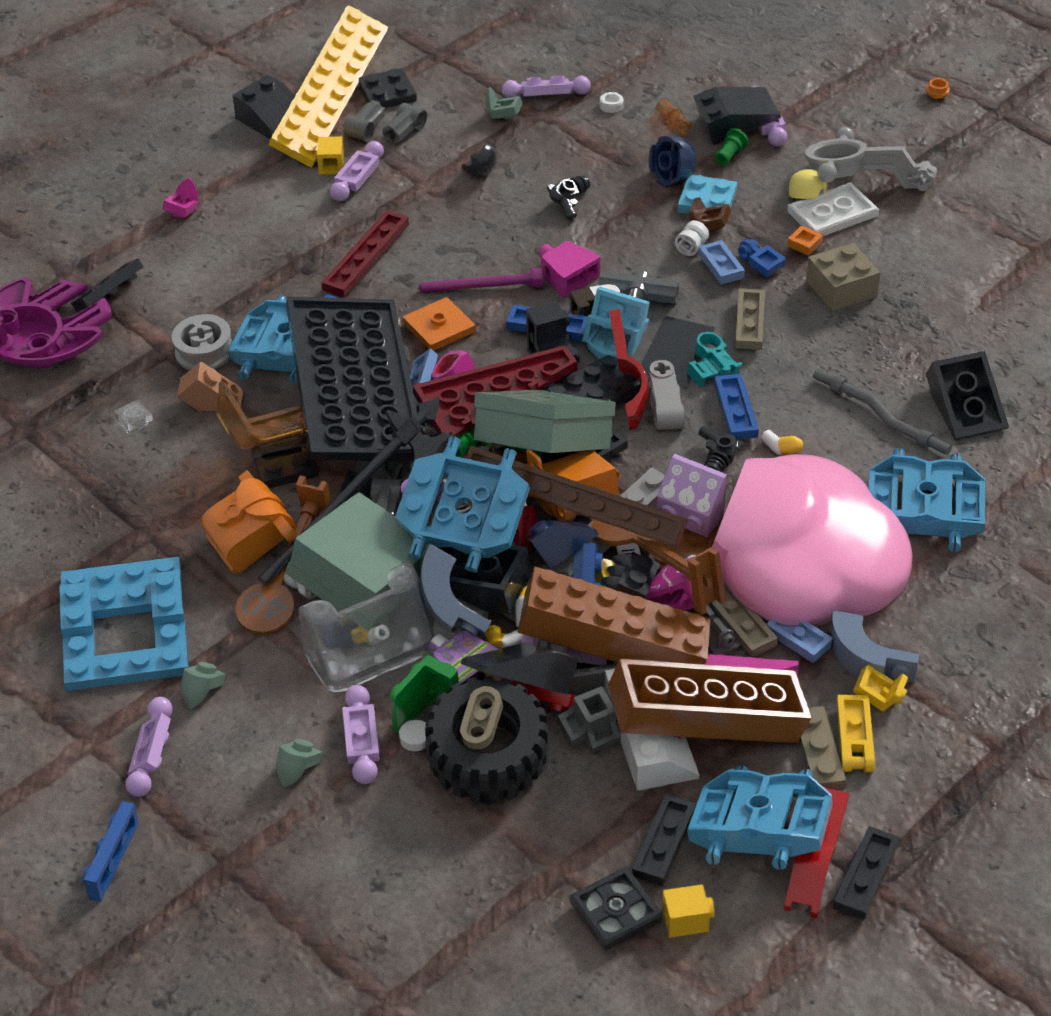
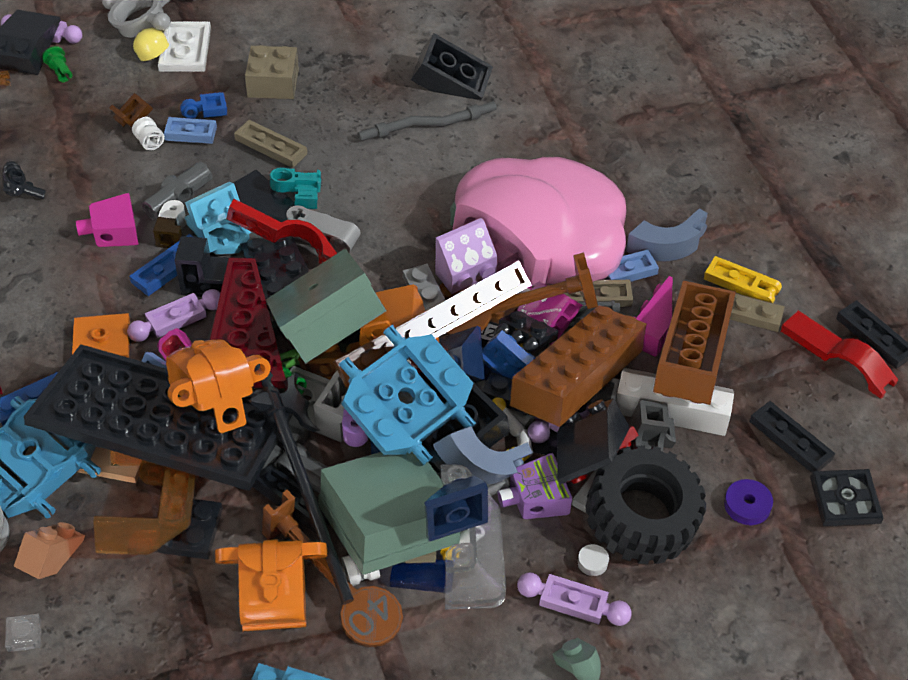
camera: 65 degrees left, 5 degrees up
(353, 576) = (456, 507): none -> dark blue slope
(390, 376) = (214, 377): none -> orange piece
(420, 689) = (564, 519): green bracket -> none
(481, 719) = (654, 487): dark tan plate -> none
(484, 348) = (174, 315): none -> lavender plate
(531, 278) = (103, 250): magenta piece -> none
(564, 843) = (748, 513): none -> dark purple piece
(672, 160) = (46, 101): dark blue cylinder -> none
(687, 910) = (871, 452): yellow brick -> none
(710, 190) = (95, 103): medium azure plate -> none
(721, 448) = (407, 224): black piece -> none
(732, 822) = (836, 356): dark azure piece -> none
(736, 406) = (362, 195): blue plate -> none
(782, 445) = (422, 190): arm -> none
(805, 240) = (209, 74): orange plate -> none
(880, 688) = (714, 244): yellow bracket -> none
(932, 512) = (559, 137): dark azure piece -> none

